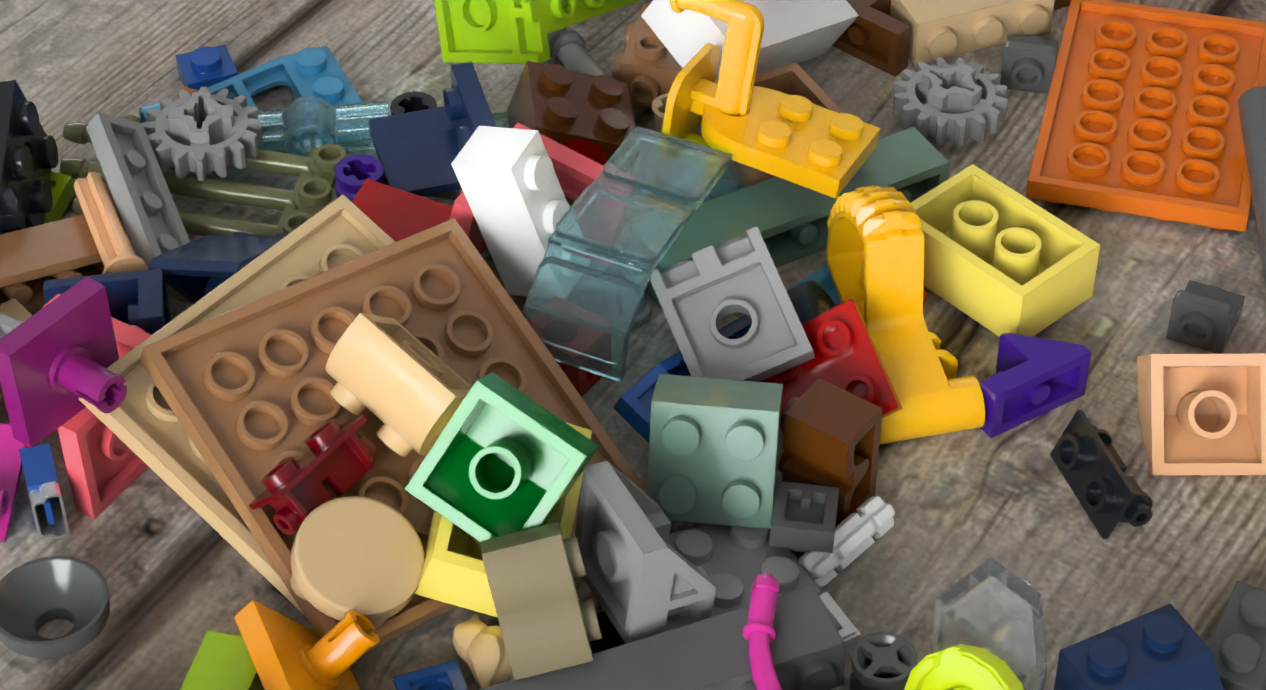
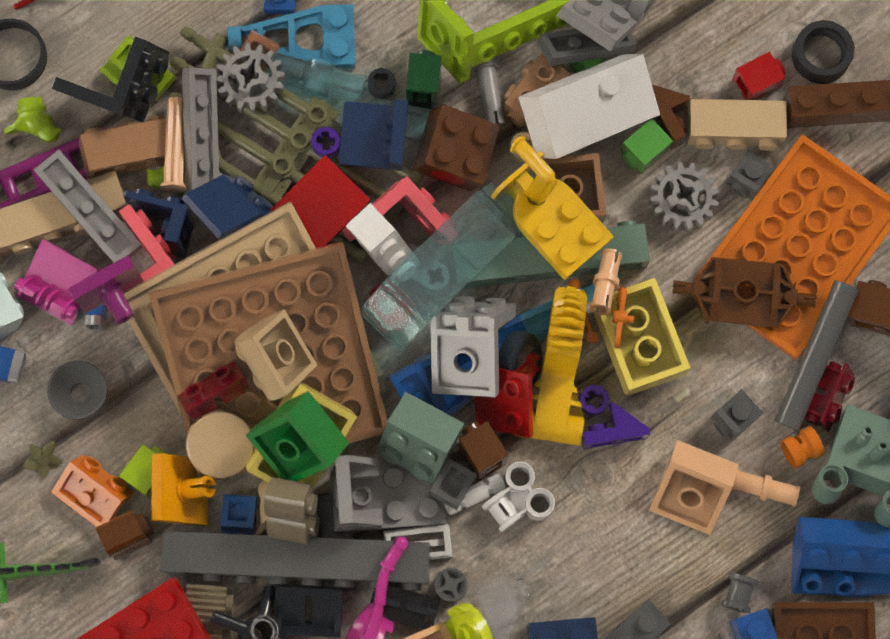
camera: 20 degrees right, 35 degrees up
(486, 44) = (423, 79): none -> dark green brick
(858, 66) = (645, 146): none -> bright green brick
(903, 175) = (606, 281): none -> light nougat pin
(933, 511) = (516, 499): none -> white piece
(951, 212) = (620, 316): none -> orange piece
(973, 357) = (597, 391): none -> dark purple bush
(1080, 164) = (718, 297): none -> reddish brown plate
(1098, 477) = (618, 490): black hinge -> none

